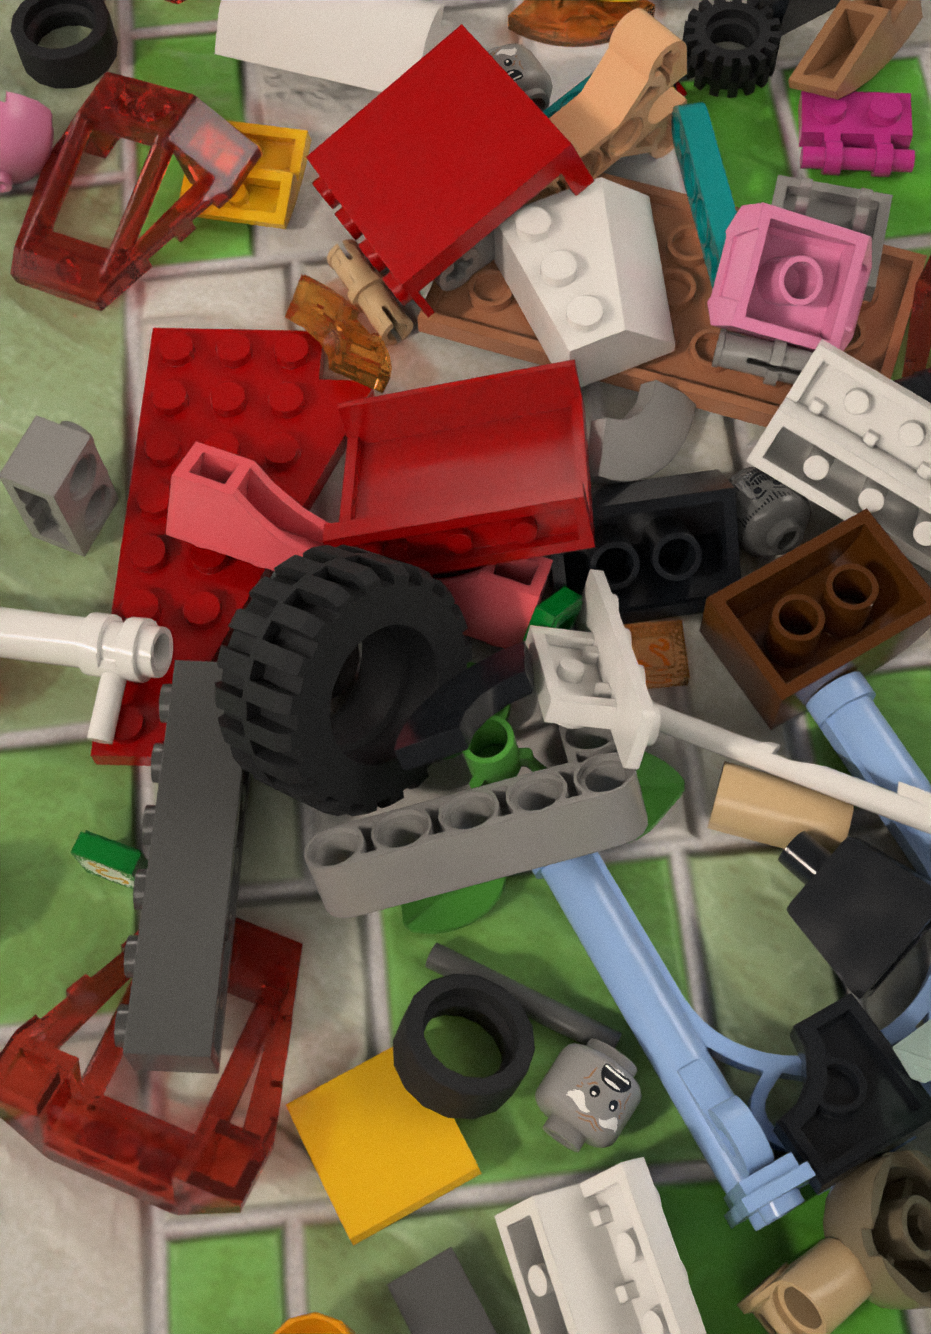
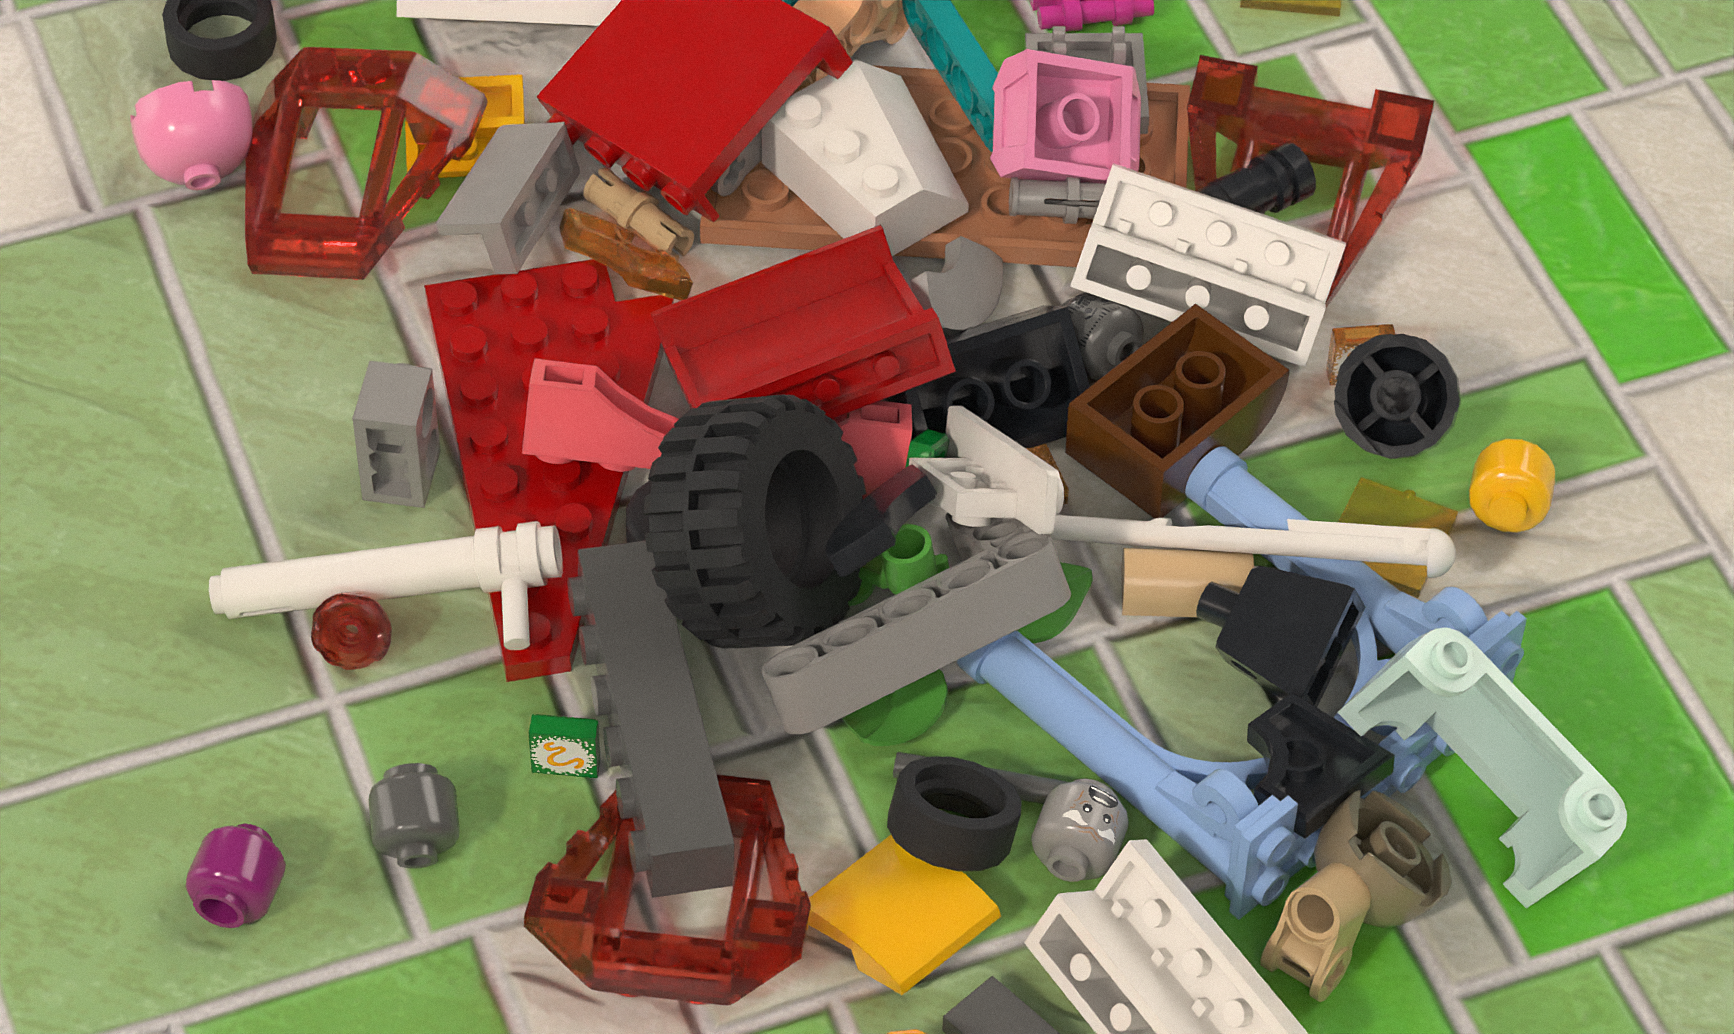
camera: 20 degrees left, 15 degrees down
(255, 251) = (513, 191): none -> light grey panel

